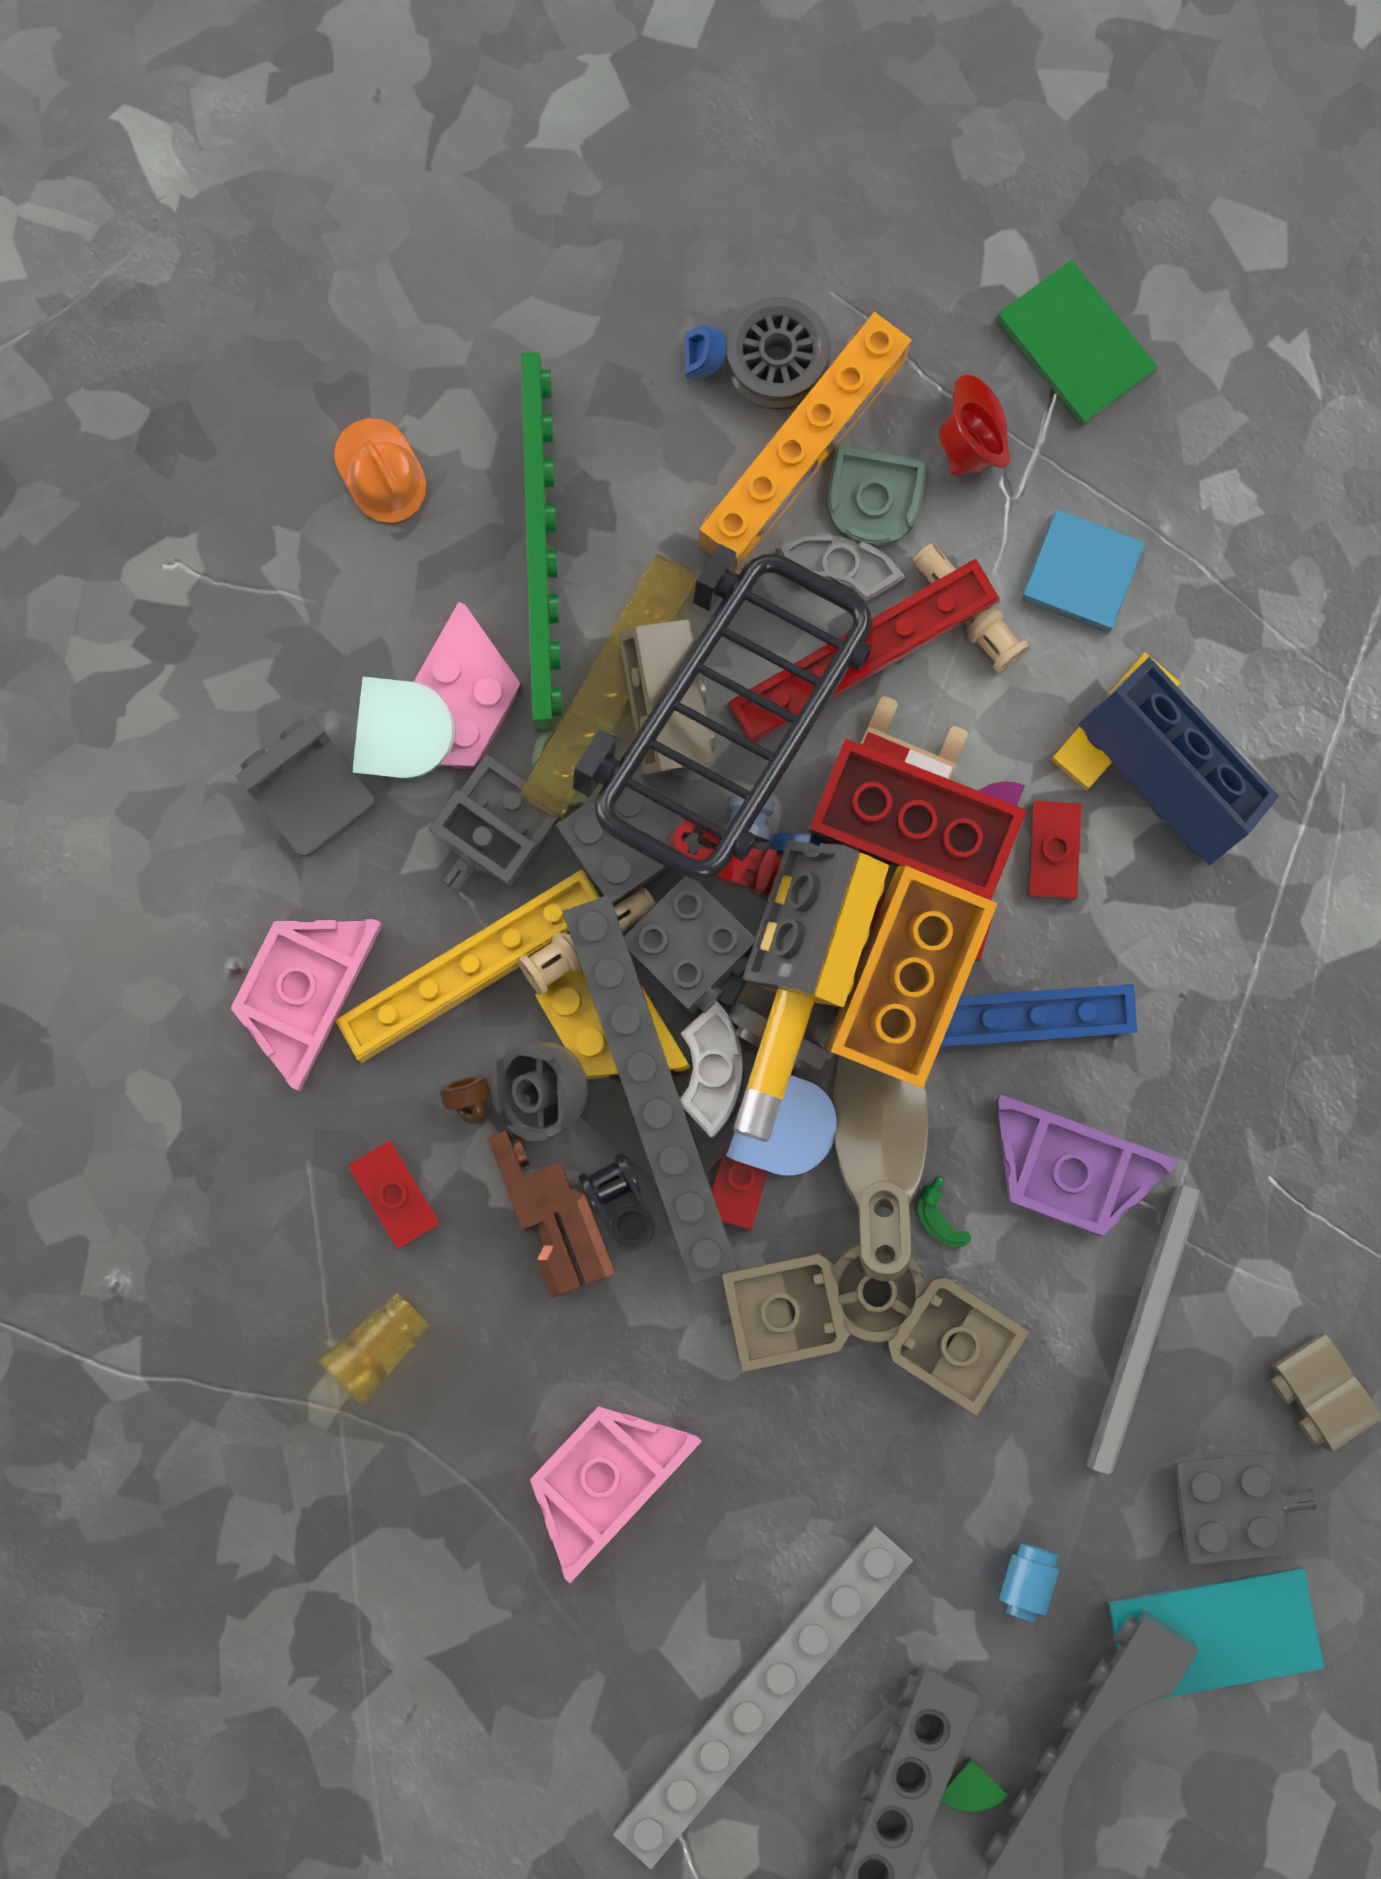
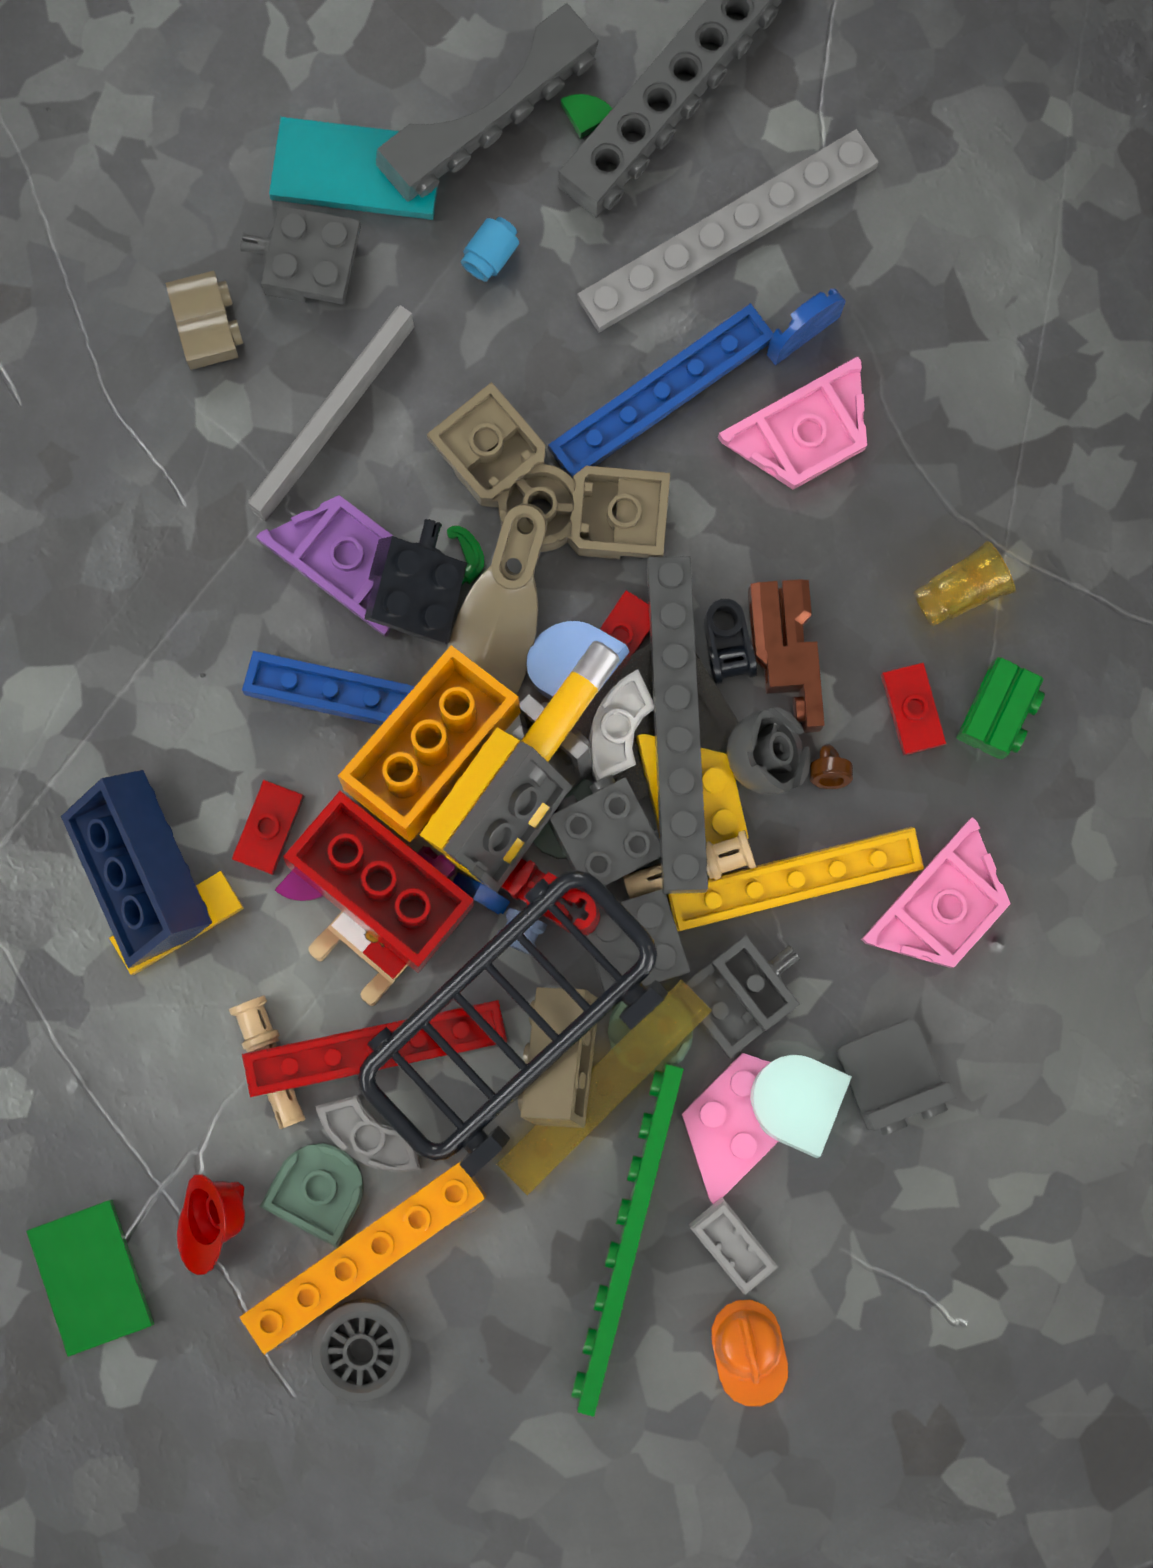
camera: 165 degrees left, 0 degrees up
(296, 1221) = (1001, 709): none -> green brick
(427, 566) = (733, 1246): none -> light grey plate
(640, 1601) = (806, 323): none -> blue tile
(703, 351) = (427, 1371): blue tile -> none
(780, 1472) = (662, 391): none -> blue plate
(984, 1154) = (415, 586): none -> black plate
(1083, 570) = (157, 1065): dark azure tile -> none

